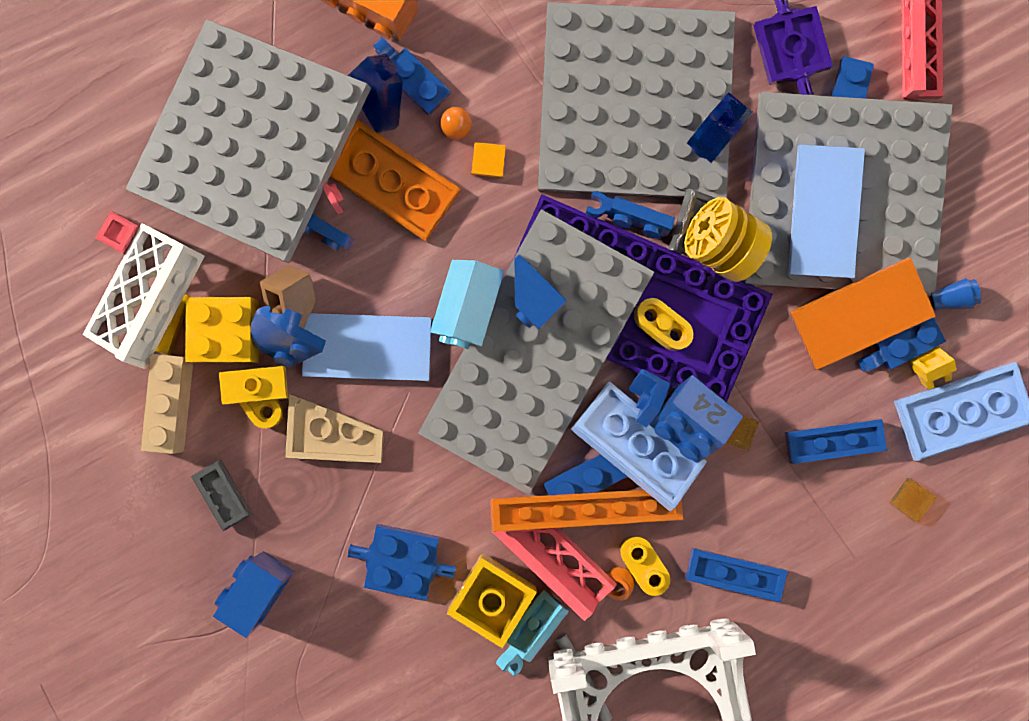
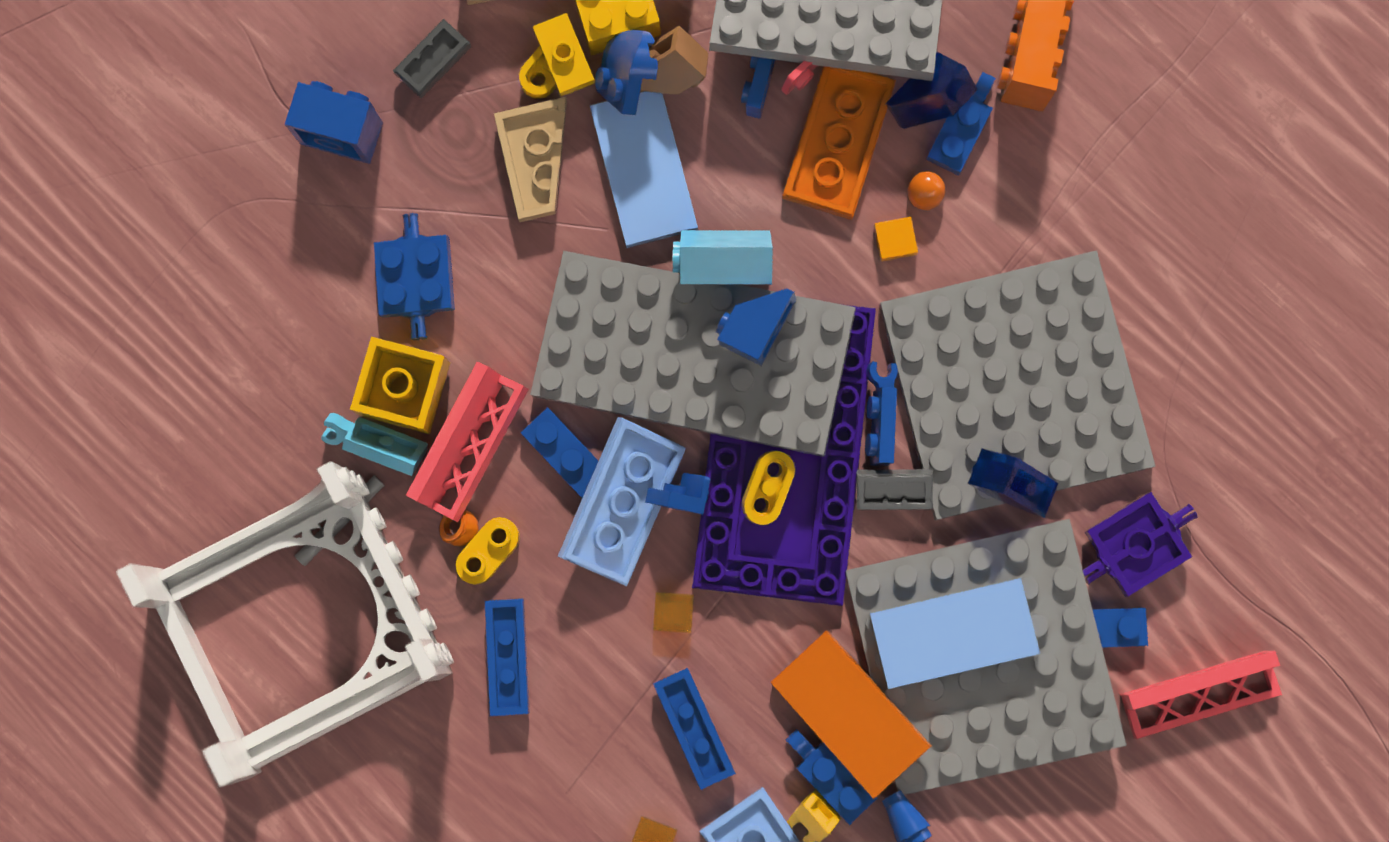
camera: 80 degrees right, 5 degrees down
(578, 510) = (528, 454): orange plate -> none
(695, 420) = (669, 550): blue brick -> none
(728, 239) = (886, 528): yellow wheel -> none

